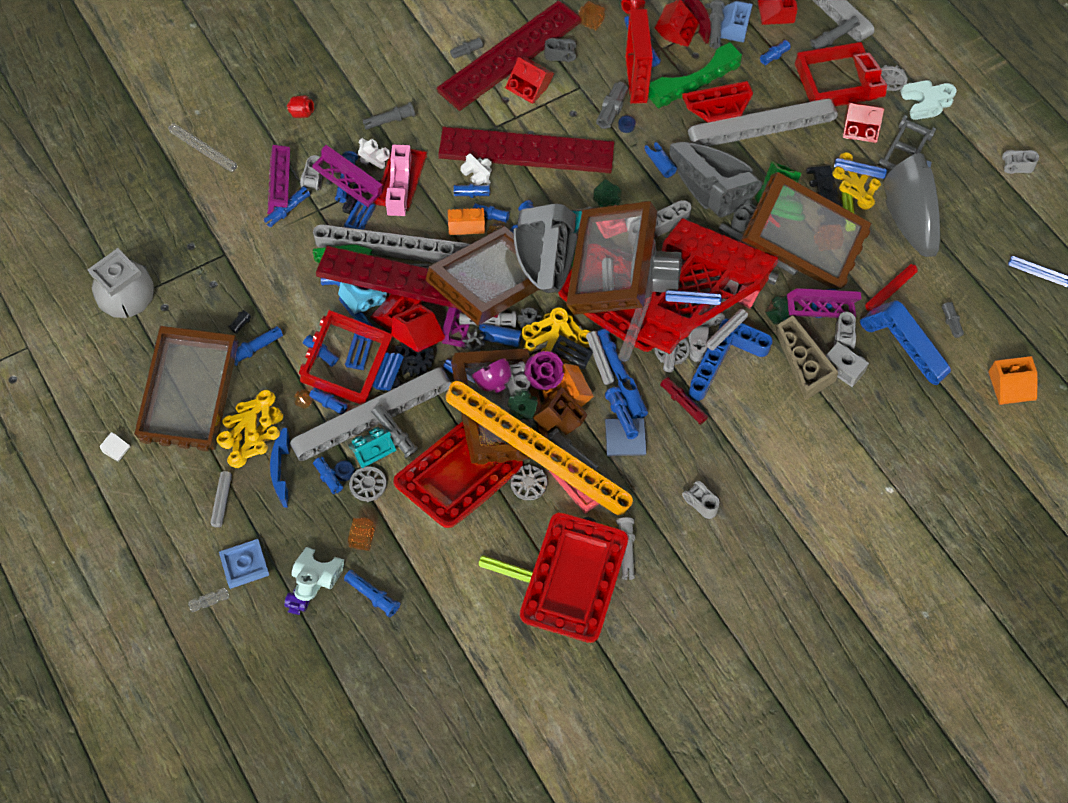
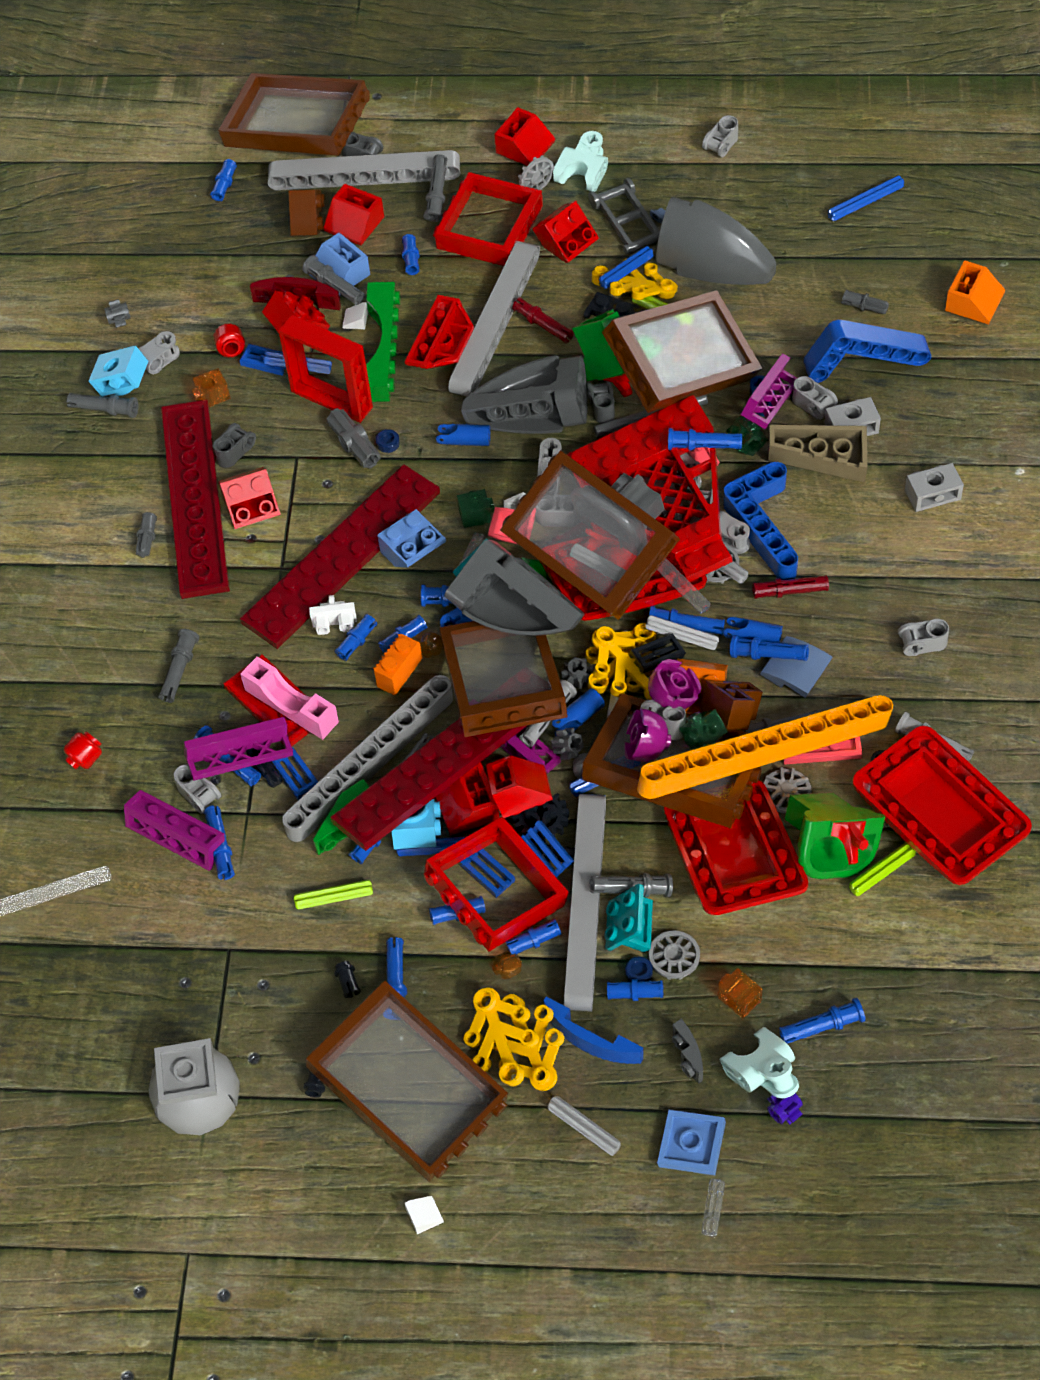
camera: 50 degrees left, 5 degrees down
(291, 282) = (333, 894): none -> axle
(300, 531) = (690, 1056): none -> dark grey slope
(371, 153) = (221, 707): white hips -> none
(503, 522) = (833, 835): none -> green piece
(558, 175) = (409, 540): none -> medium blue slope
(693, 297) = (686, 495): axle -> none
(704, 54) = (356, 317): none -> white slope
(726, 329) = (741, 493): light grey axle -> none
(738, 275) = (692, 439): none -> blue pin
(783, 143) = (535, 315): none -> dark red pin
(832, 451) = (934, 487): none -> light grey brick
(870, 75) = (522, 187): red slope -> none
(891, 287) = (788, 329): red axle -> none
(917, 54) = (523, 137): none -> red slope

